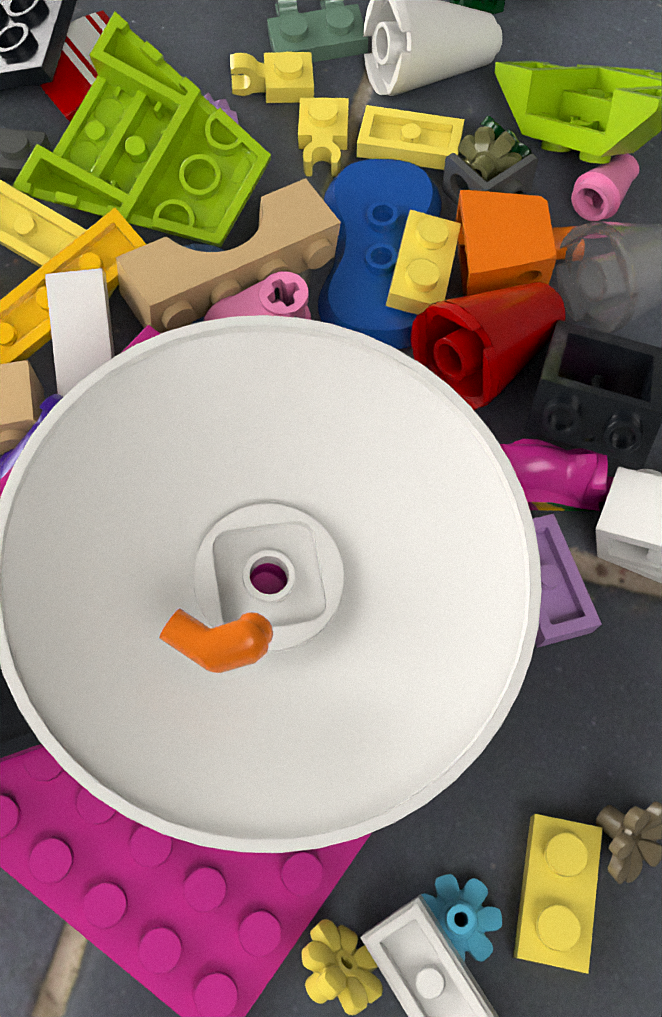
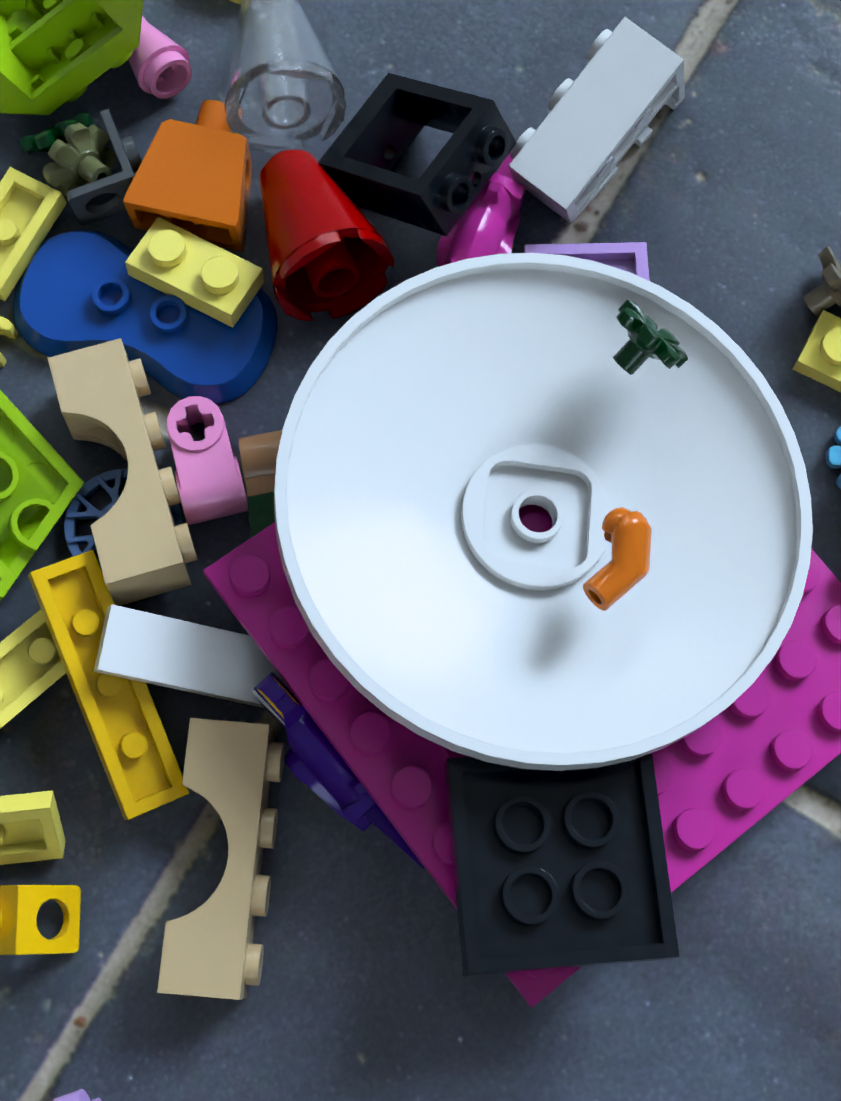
camera: 75 degrees left, 10 degrees up
(464, 611) = (645, 341): none -> dark green plant

